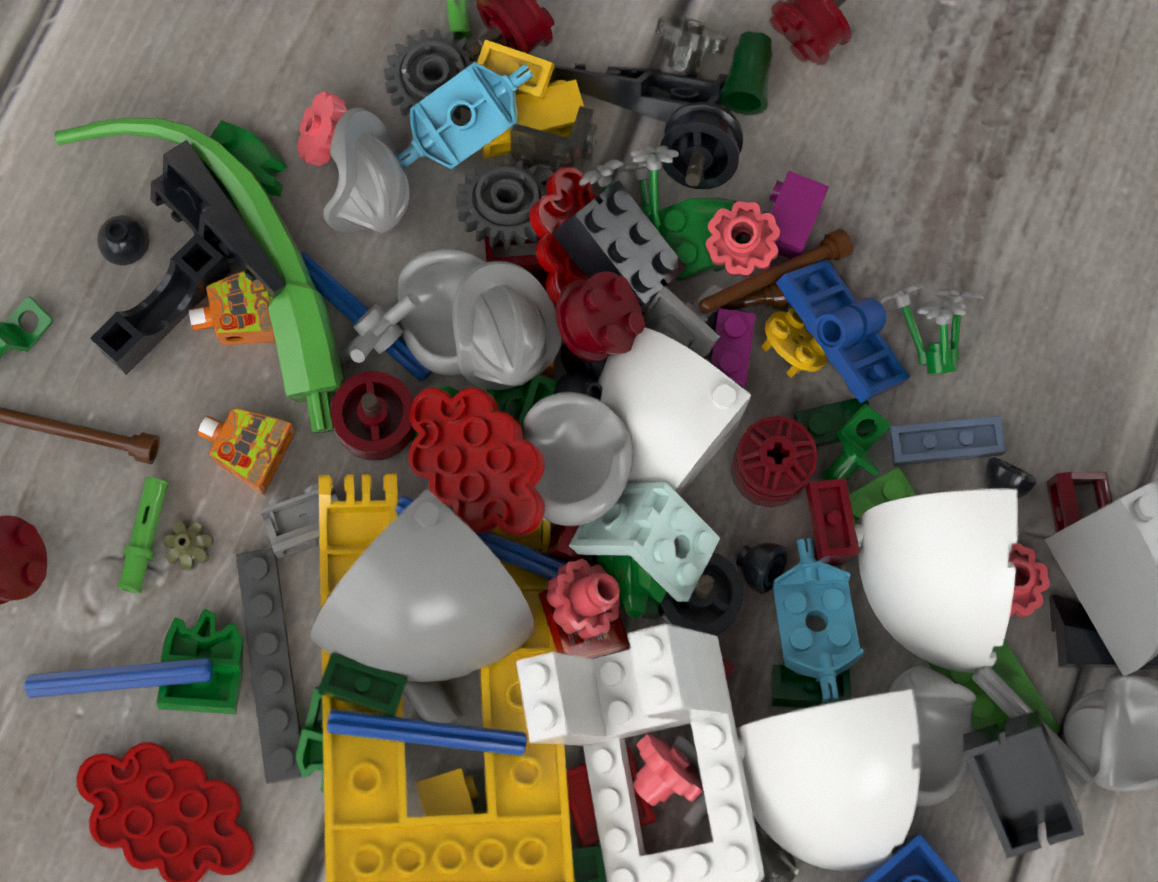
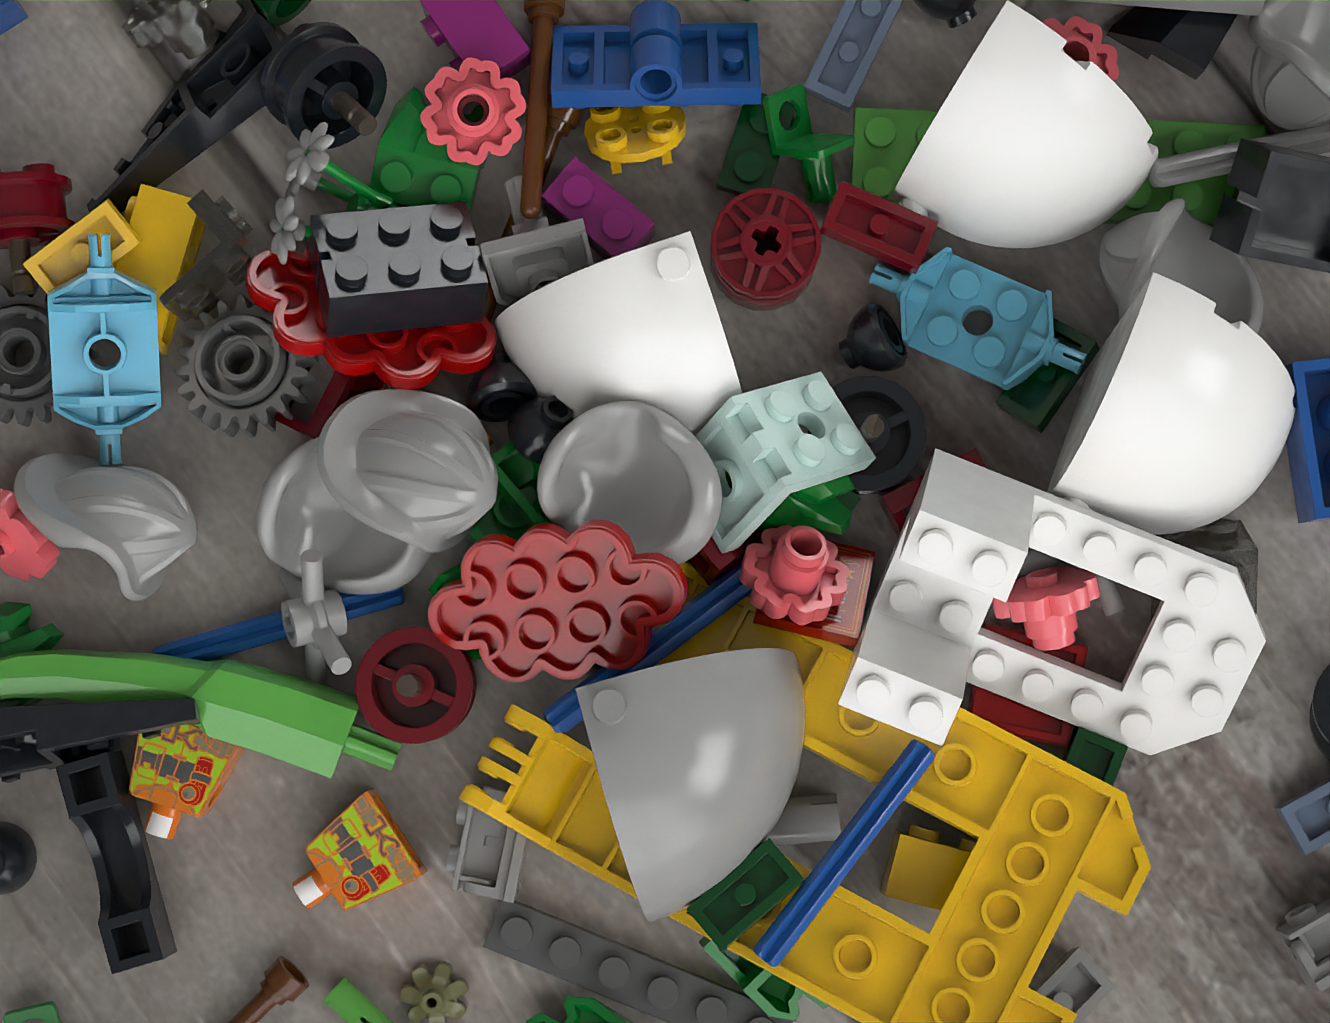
camera: 50 degrees left, 10 degrees up
(599, 316) = (471, 346): dark red wheel -> none

